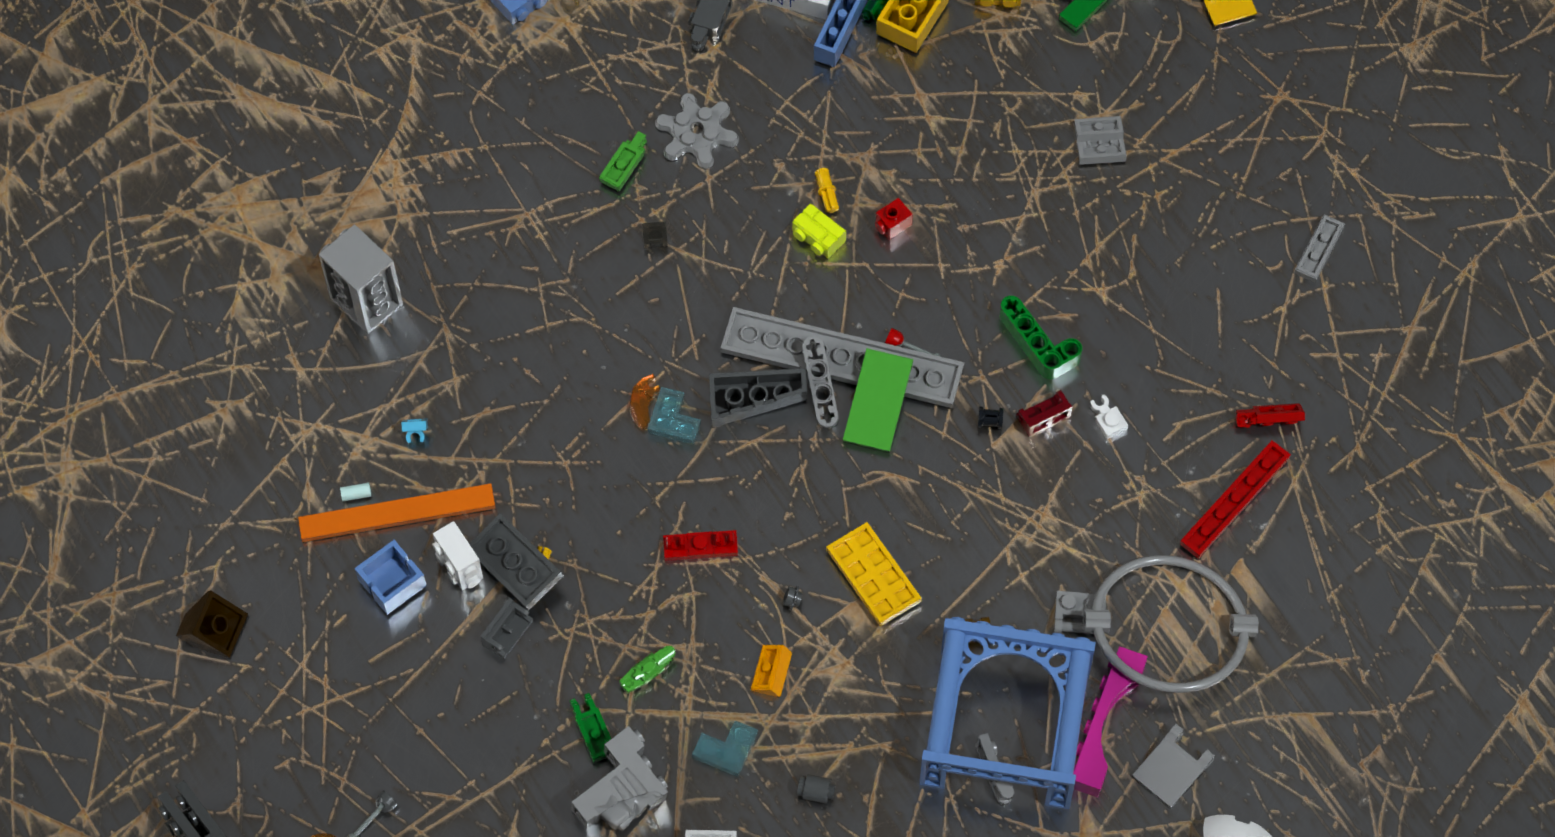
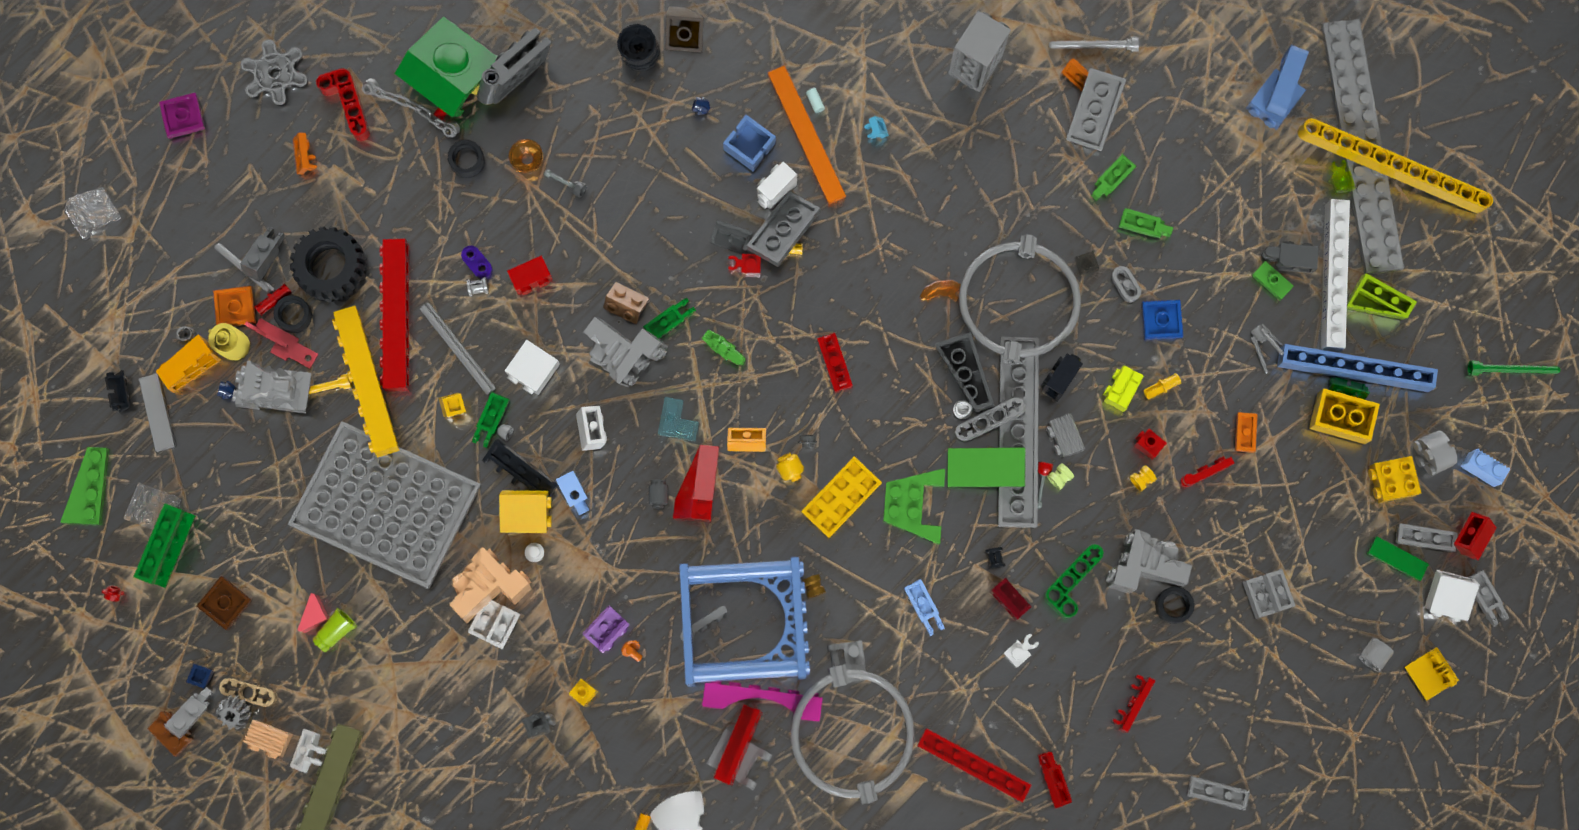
camera: 75 degrees right, 15 degrees up
(225, 669) = (635, 38): none -> black wheel
(320, 628) = (700, 106): none -> dark blue plate
(397, 122) = (1130, 44): none -> light grey piece
(421, 186) = (1075, 73): none -> orange plate
(469, 176) = (1096, 109): none -> light grey plate
(545, 617) = (749, 263): none -> red plate
(555, 776) = (625, 302): none -> medium nougat bracket
(556, 181) = (1113, 177): none -> bright green hinge
(619, 294) = (1012, 349): none -> light grey piece
(667, 420) = (930, 311): clear light blue plate -> none
(691, 198) = (1126, 284): none -> light grey plate
(698, 144) = (1180, 281): light grey plate -> none
(730, 46) = (1272, 280): none -> bright green plate
(745, 172) = (1162, 319): none -> blue tile
(789, 290) = (1065, 371): none -> black brick
(792, 72) = (1263, 334): none -> light grey plant
(798, 413) = (962, 409): none -> white plate
(821, 624) = (790, 467): none -> yellow head
(823, 739) = (697, 491): none -> red wedge
(861, 306) = (1065, 436): none -> light grey brick
(899, 504) = (905, 504): none -> bright green wing
(904, 116) = (1246, 432): none -> orange plate
(909, 324) = (1060, 476): none -> yellowish green wheel
(932, 235) = (1143, 477): none -> yellow wheel
(941, 167) = (1205, 471): none -> red plate
(1030, 511) = (923, 605): none -> light blue hinge
(1032, 253) = (1147, 559): none -> light grey brick
(1091, 255) = (1189, 605): none -> black tyre
(1157, 759) = (738, 745): none -> red fence
(1195, 47) = (1376, 654): none -> light grey piece
(1199, 307) = (1135, 703): none -> red plate

